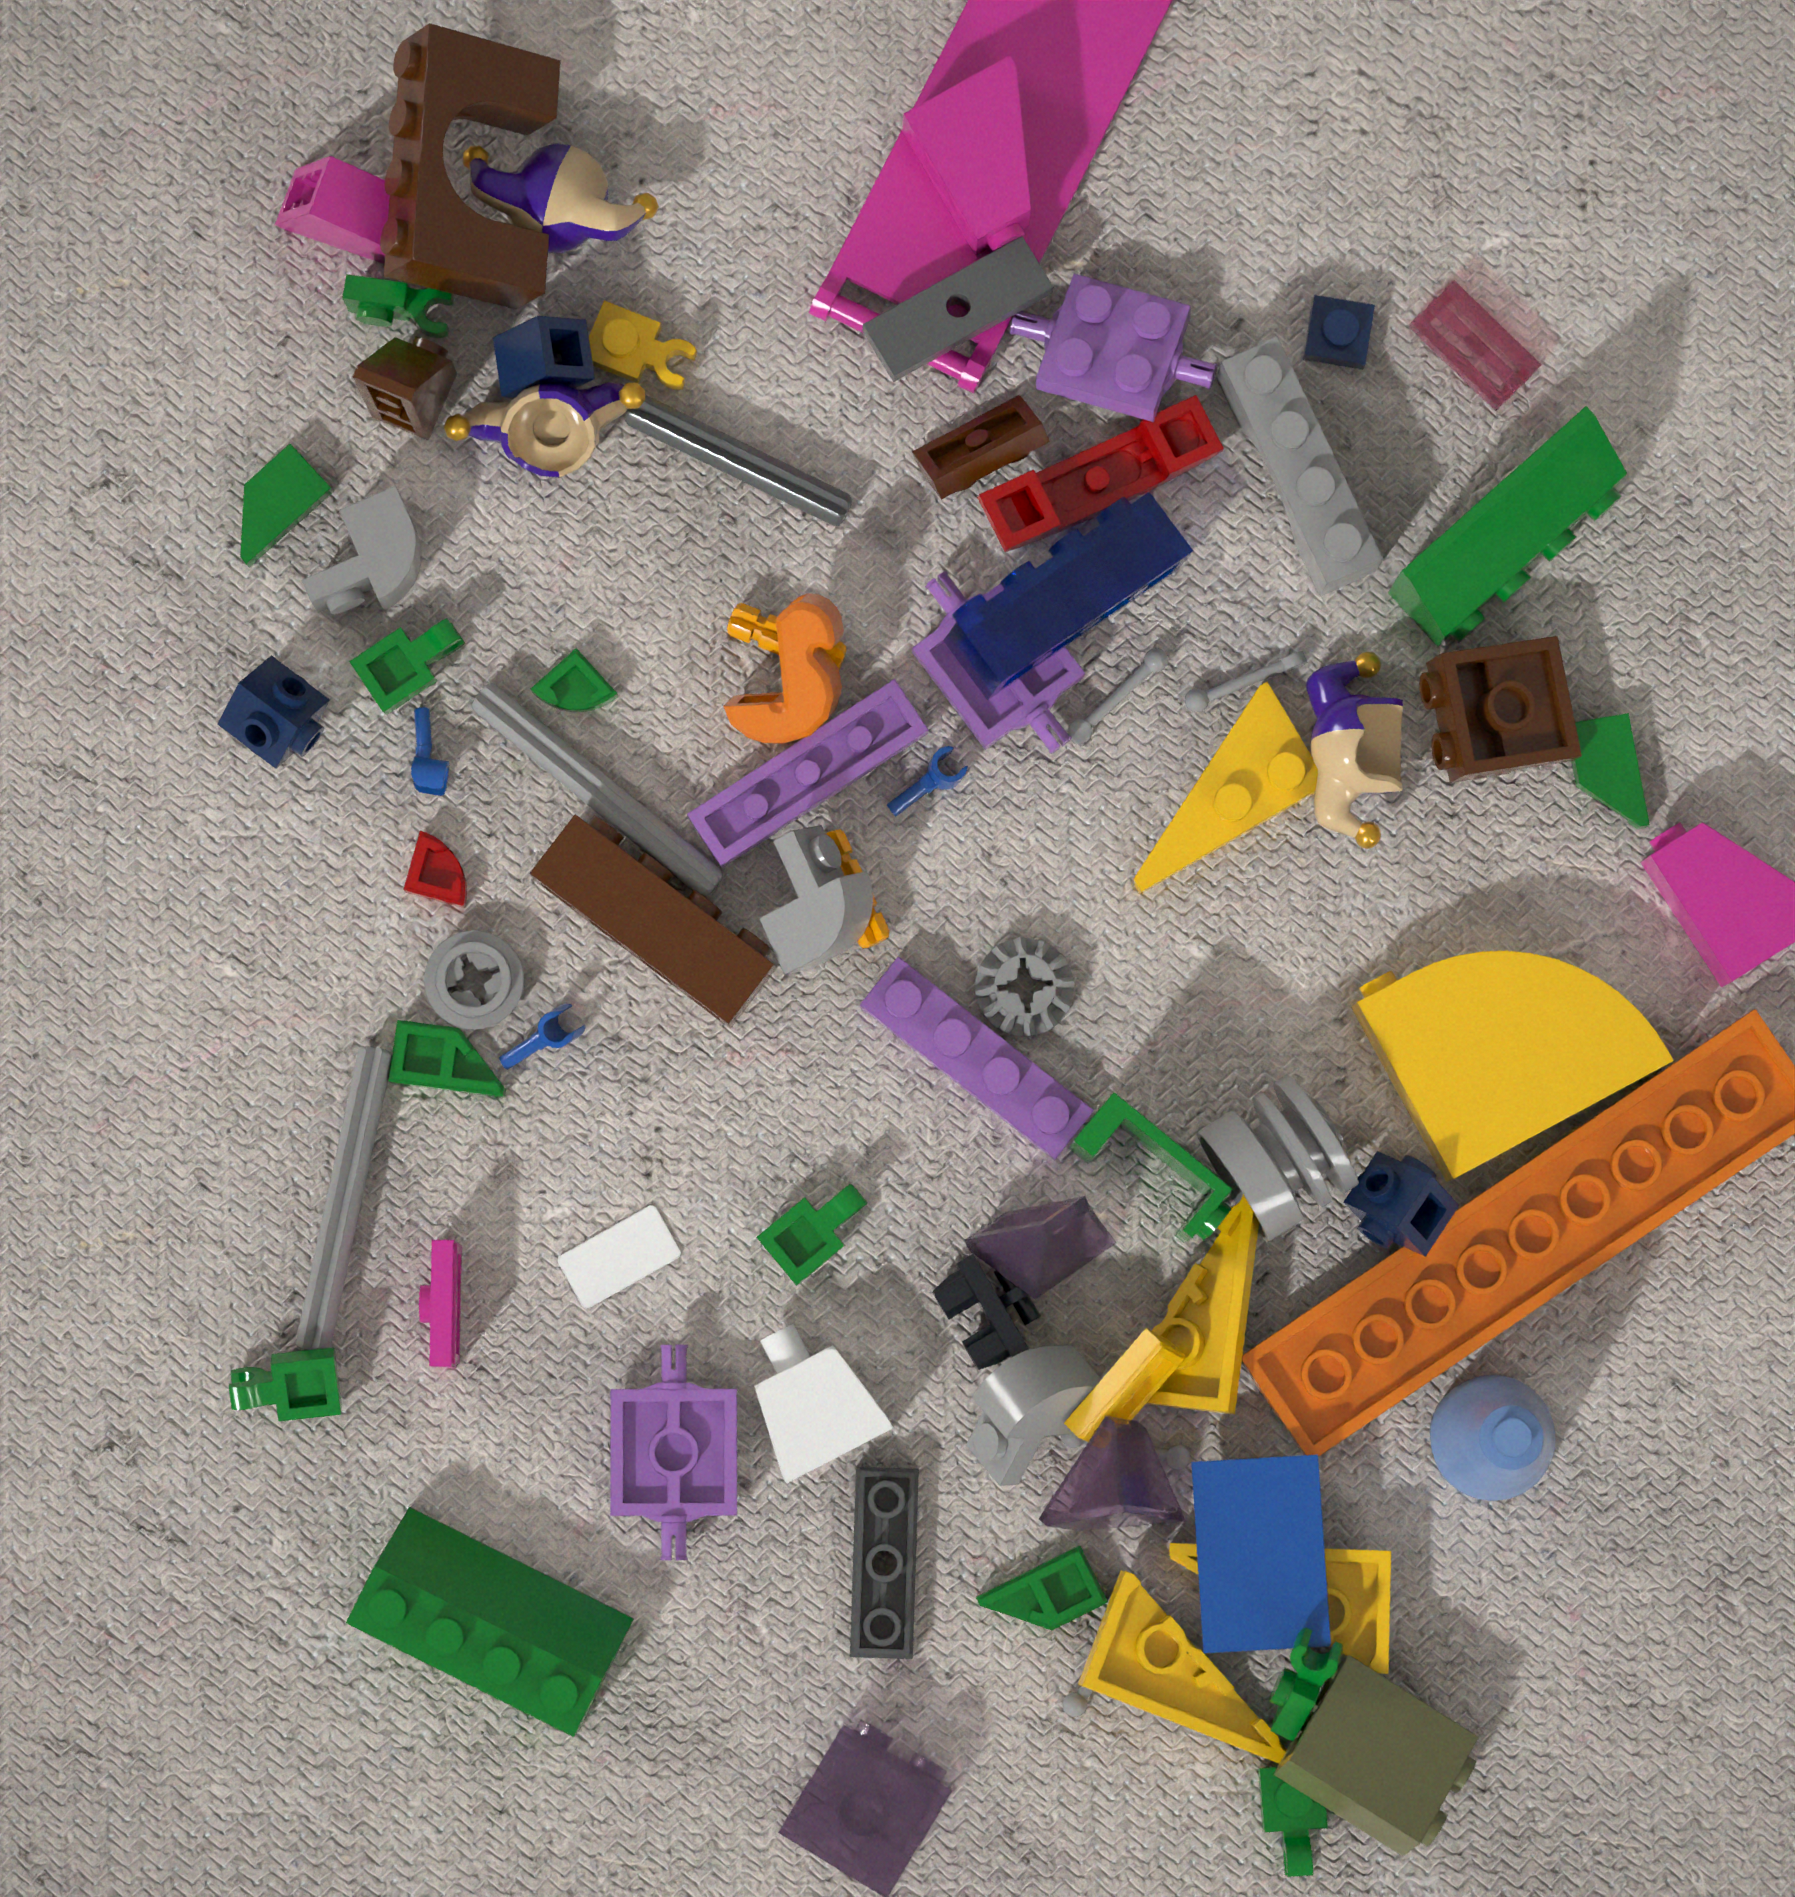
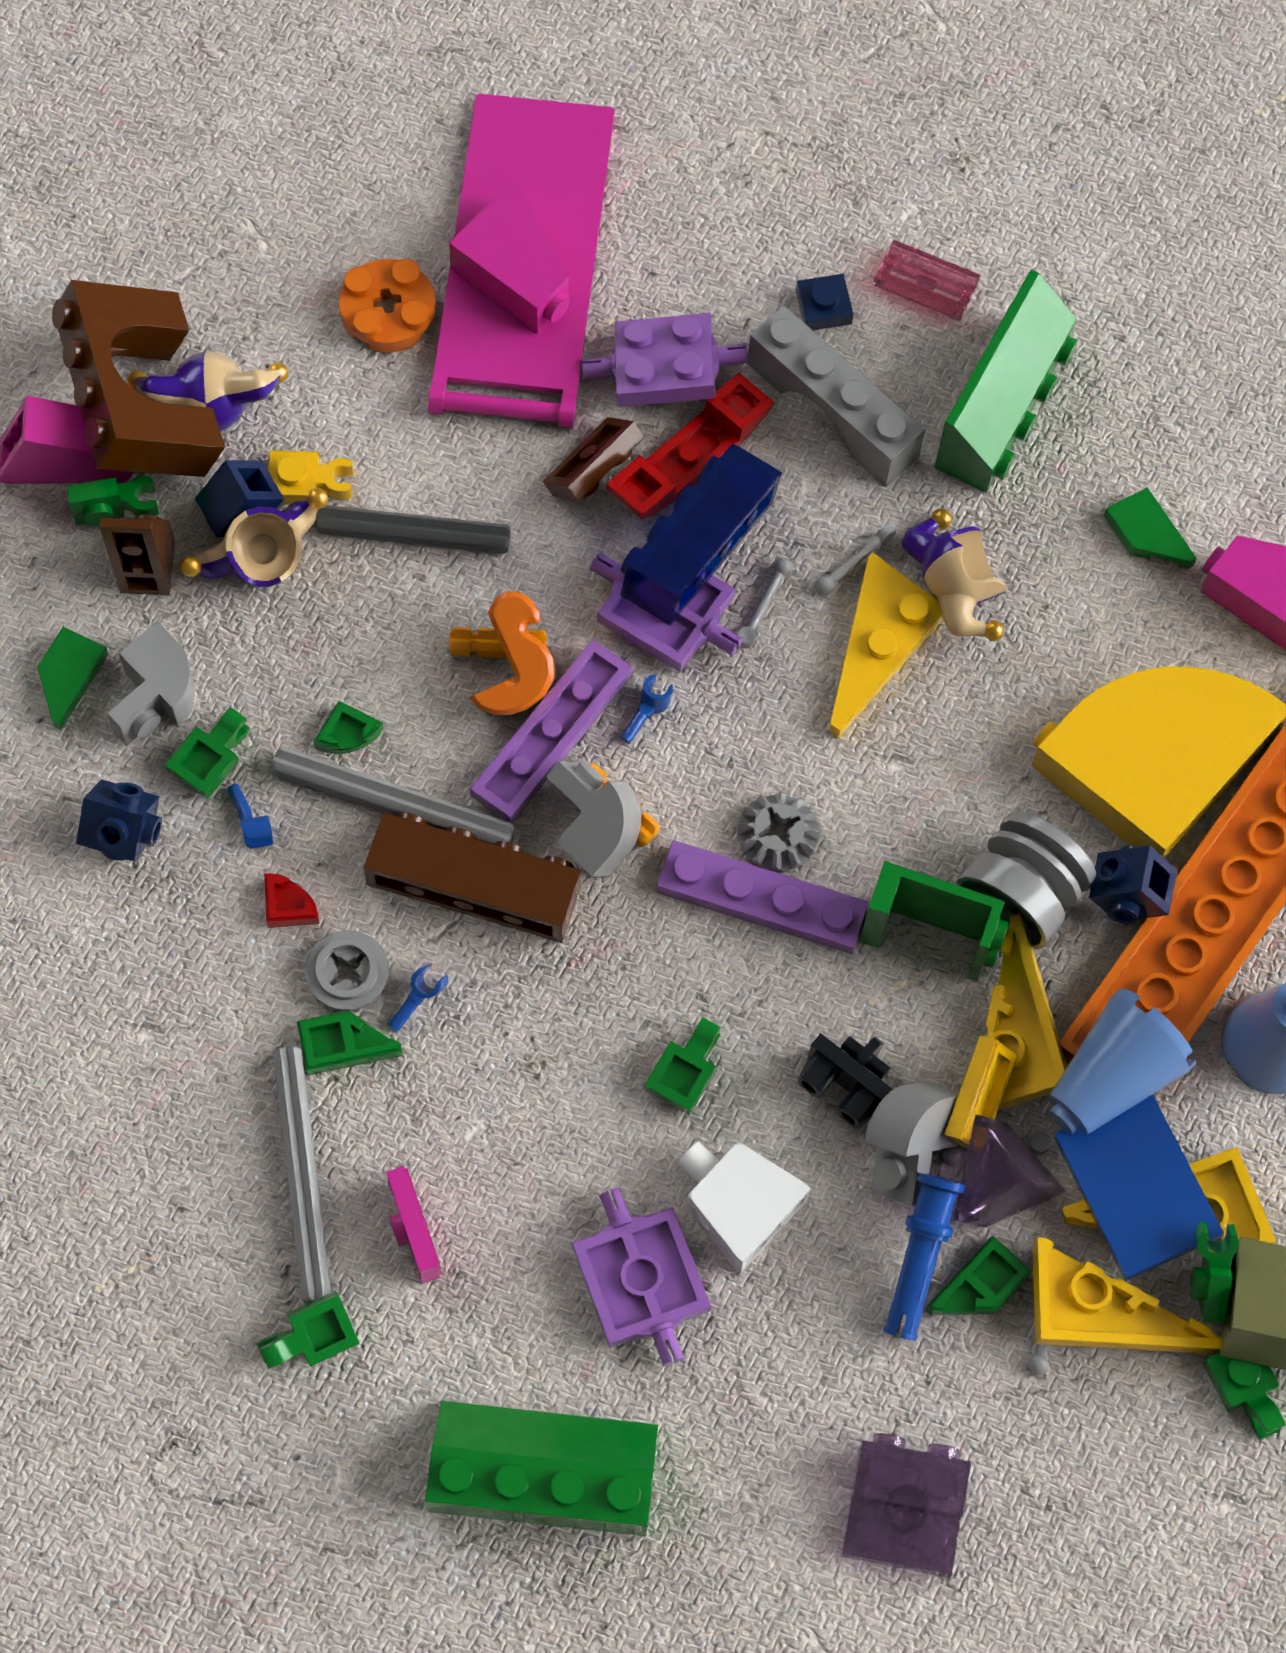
camera: 20 degrees left, 15 degrees down
(619, 1256) = (539, 1145): white sticker -> none
(833, 179) = (387, 279): none -> orange plate
(884, 1603) = (852, 1336): dark grey tile -> none
(988, 290) = (554, 350): dark grey tile -> none
(1004, 1522) = (928, 1229): none -> blue pin
(1041, 1243) = (873, 1007): clear purple slope -> none
(1284, 1421) = (1118, 1065): none -> medium blue cone
(1500, 709) = (1052, 512): reddish brown plate -> none

